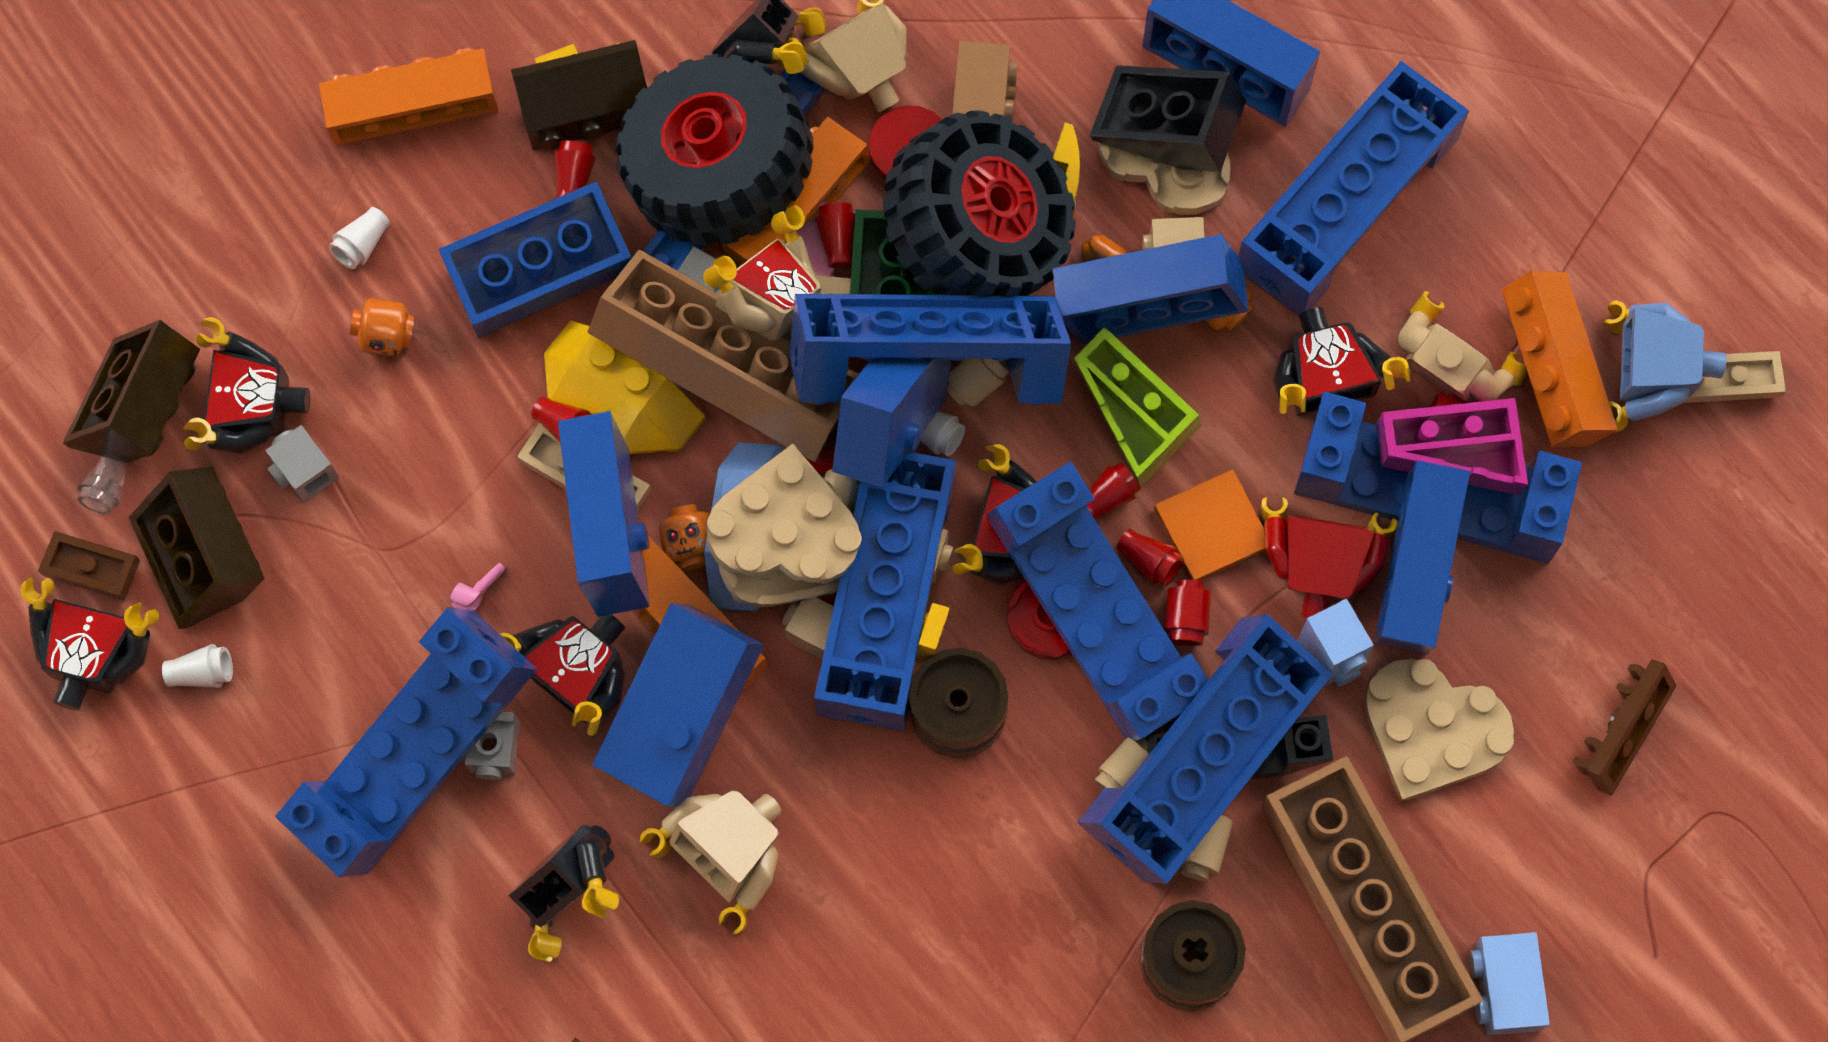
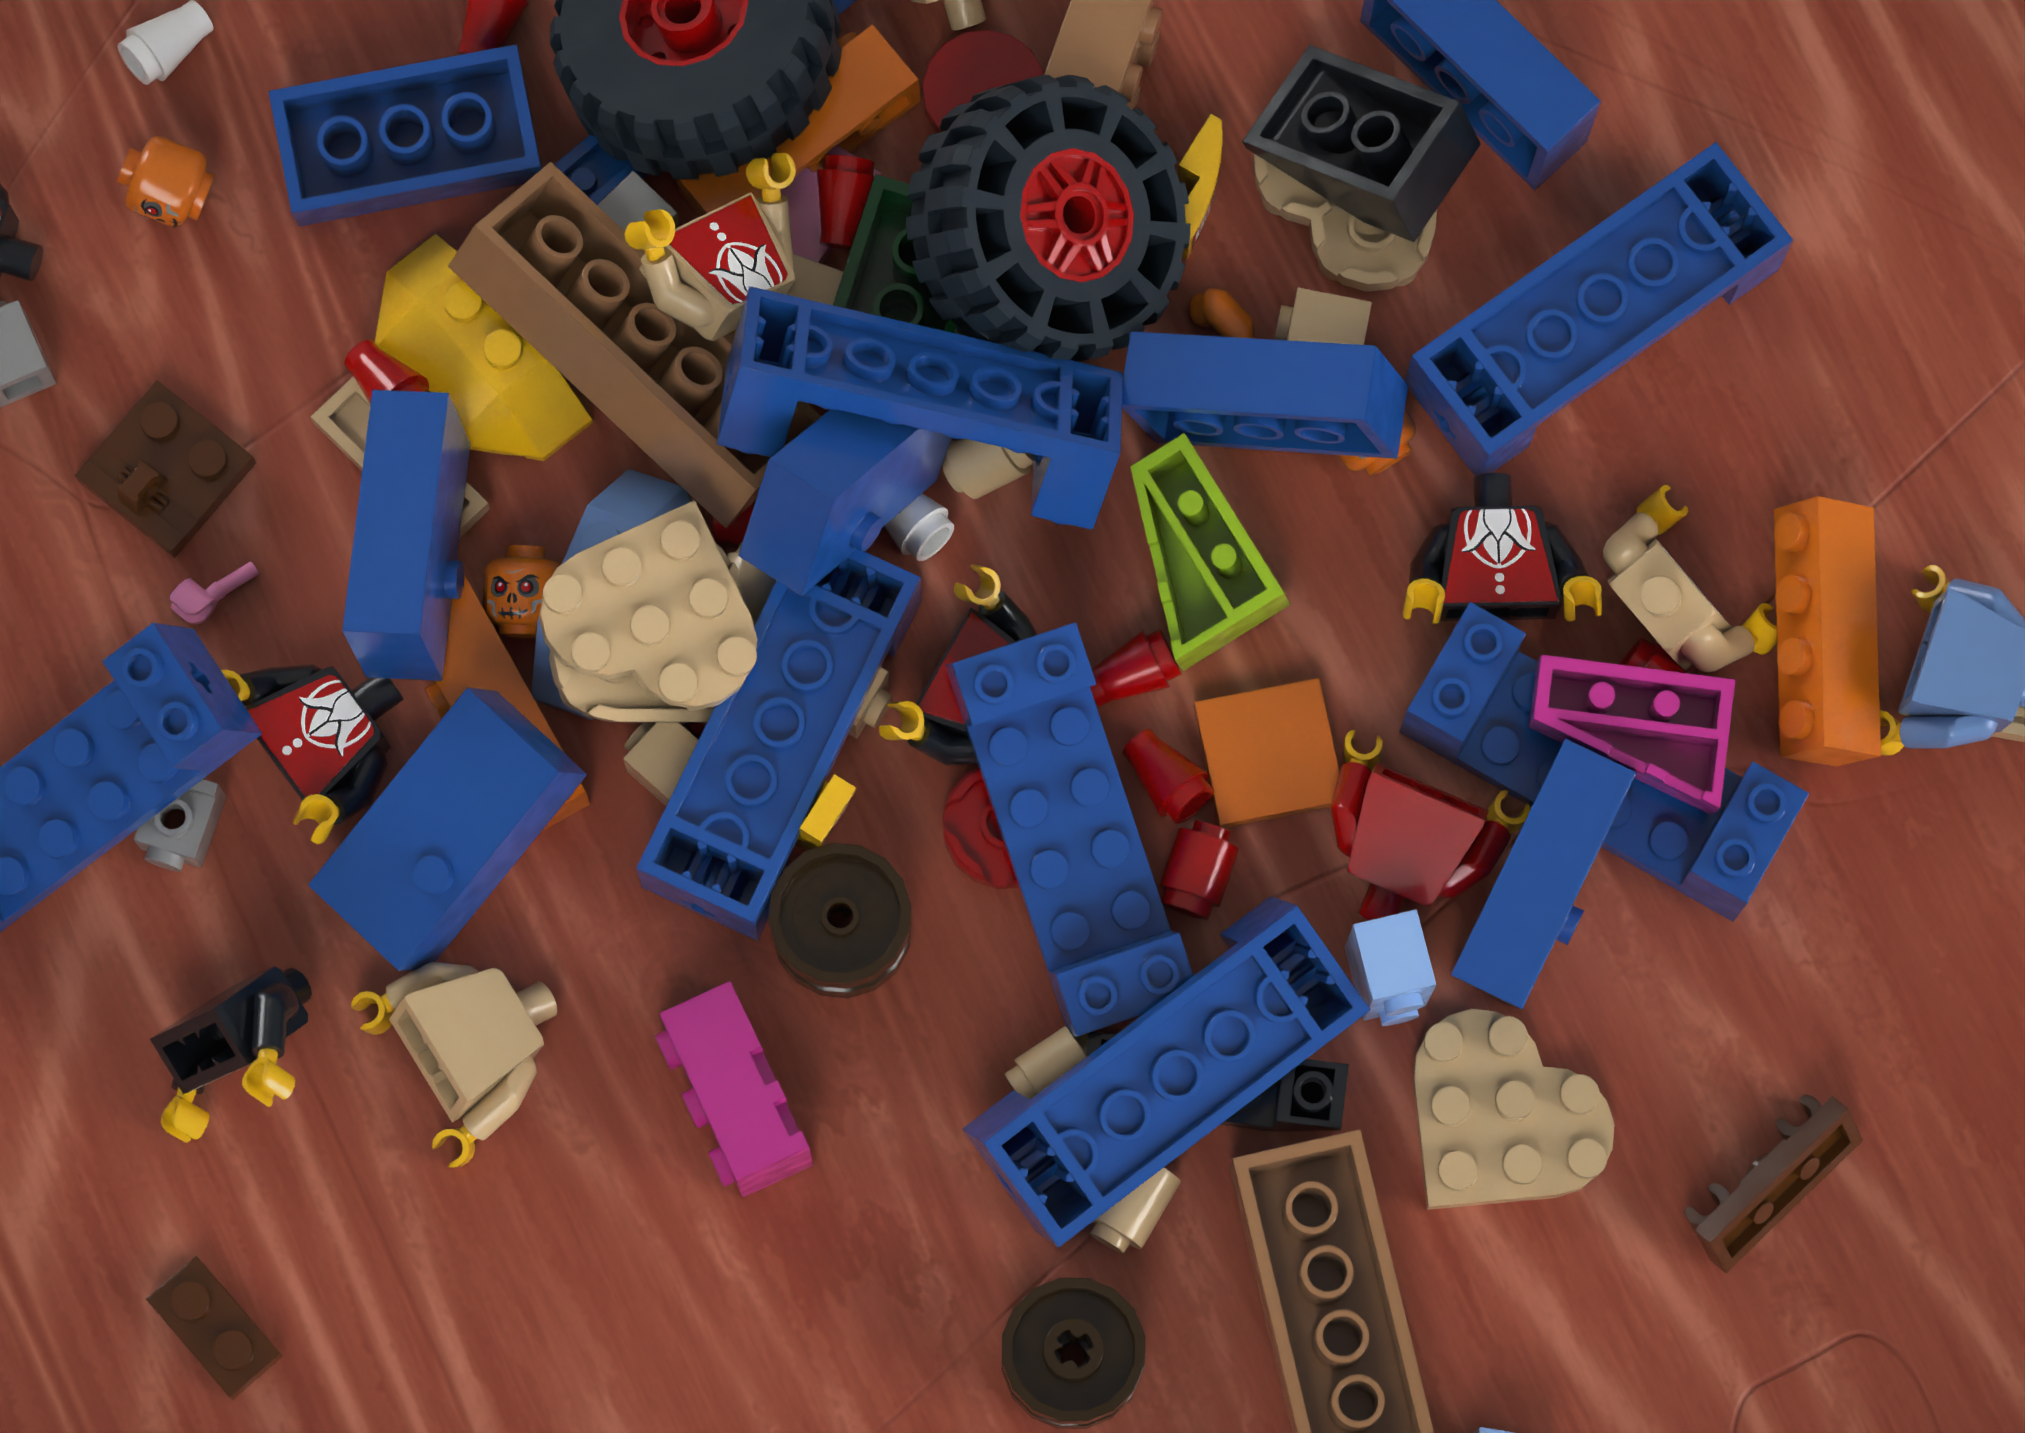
camera: 10 degrees right, 5 degrees up
(426, 515) = (165, 469): none -> reddish brown hinge
(915, 835) = (733, 1090): none -> dark pink wedge

